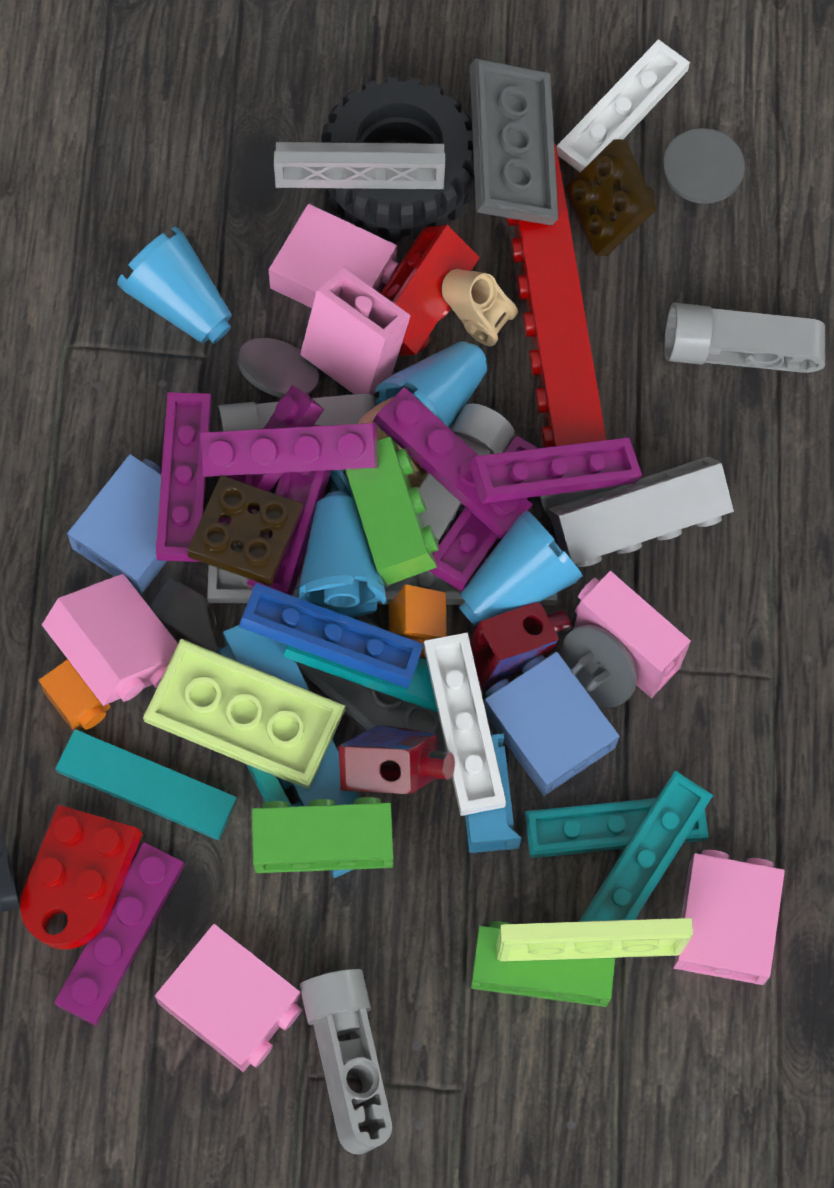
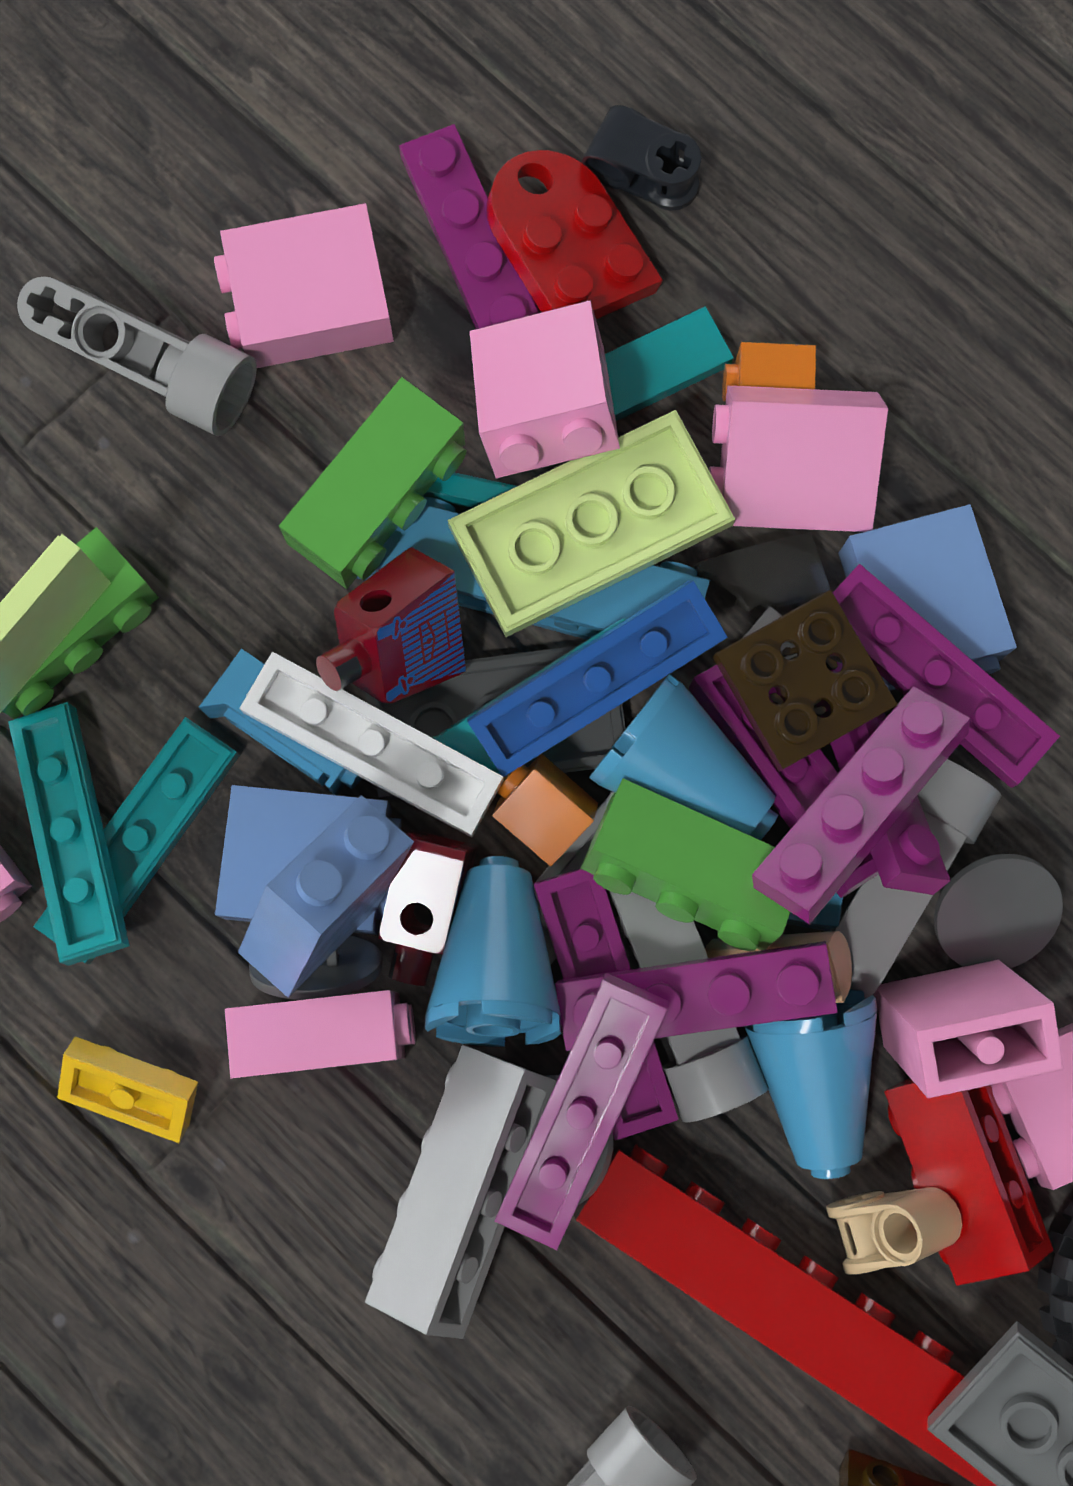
camera: 130 degrees right, 10 degrees up
(188, 798) = (543, 390): none -> bright pink brick
(565, 658) = (324, 895): none -> medium blue brick
(742, 714) = (127, 1089): none -> yellow plate

